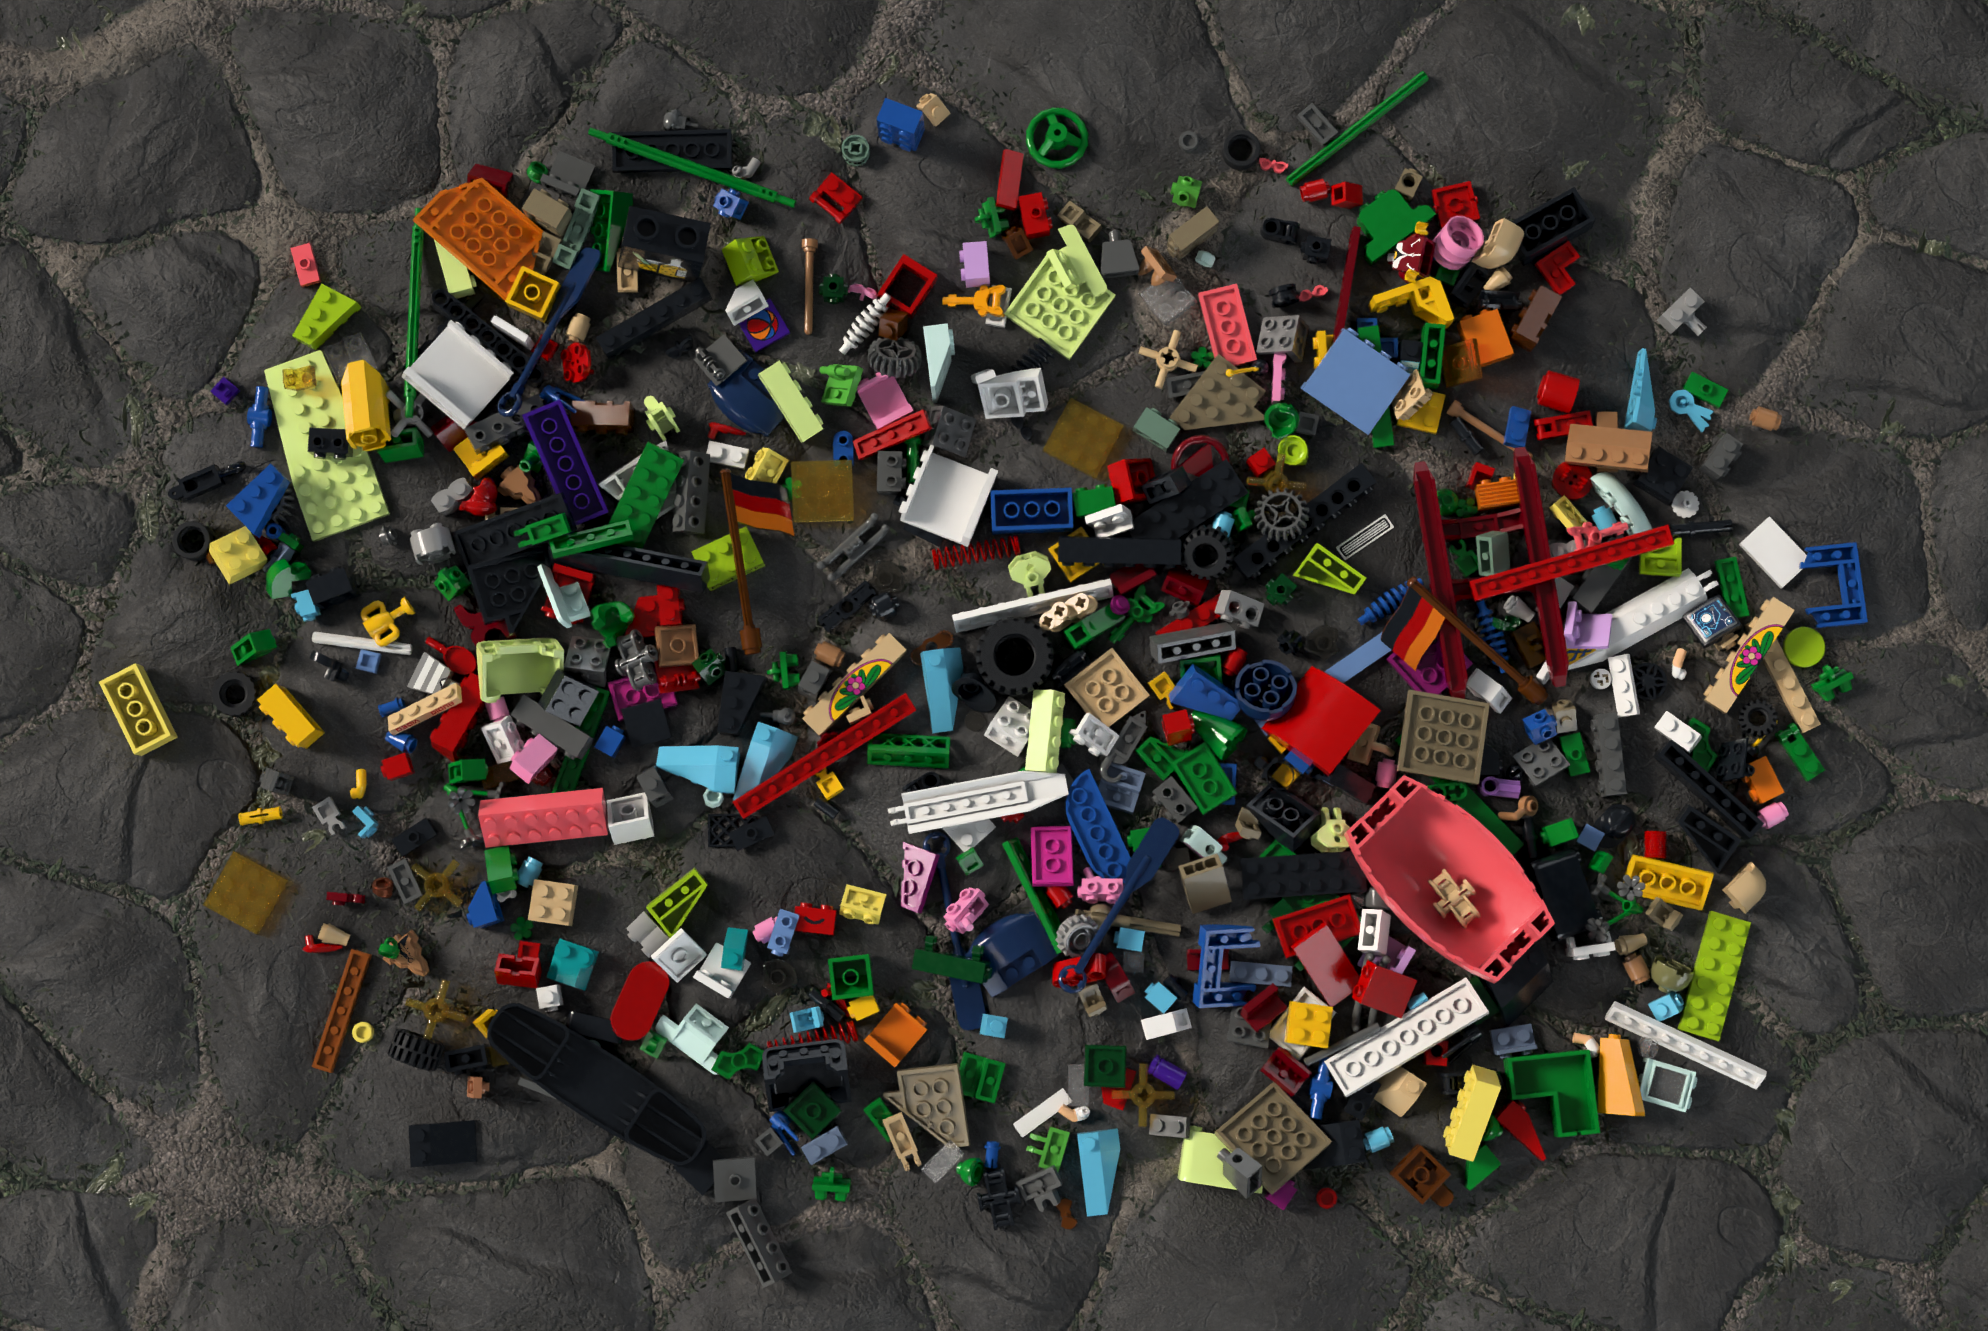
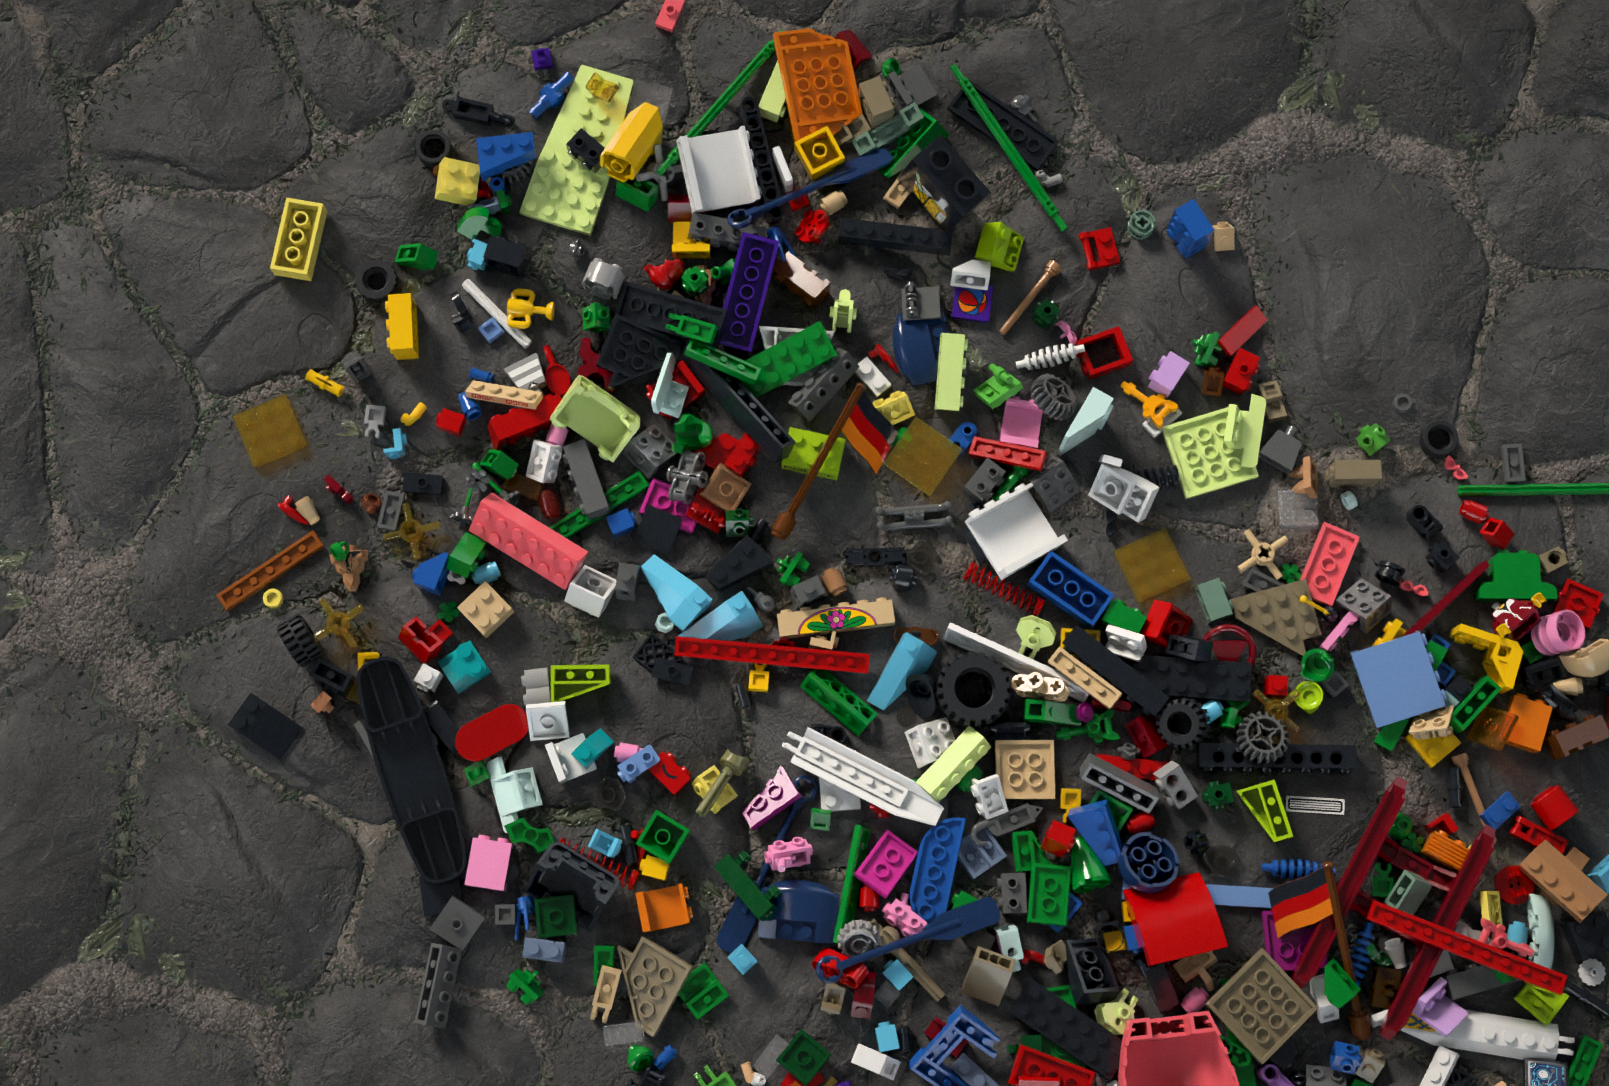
camera: 35 degrees right, 5 degrees down
(324, 316) = (654, 57): lime wedge -> none
(449, 499) = (640, 256): light grey brick -> none
(516, 493) = (695, 287): none -> green brick
(533, 758) = (554, 490): bright pink brick -> none
(568, 697) = (615, 465): black brick -> none
(722, 1110) = (488, 863): none -> bright pink panel
(730, 203) = (1016, 194): blue brick -> none
(862, 873) = (731, 765): none -> olive piece
(893, 324) = (1071, 372): reddish brown brick -> none
(1041, 1113) = (734, 1056): white sticker -> none
(1057, 137) = (1302, 326): green piece -> none
(1098, 576) = (1084, 678): none -> tan plate
(1492, 672) = (1339, 985): none -> green slope
(1600, 679) = (1421, 1057): white tile -> none

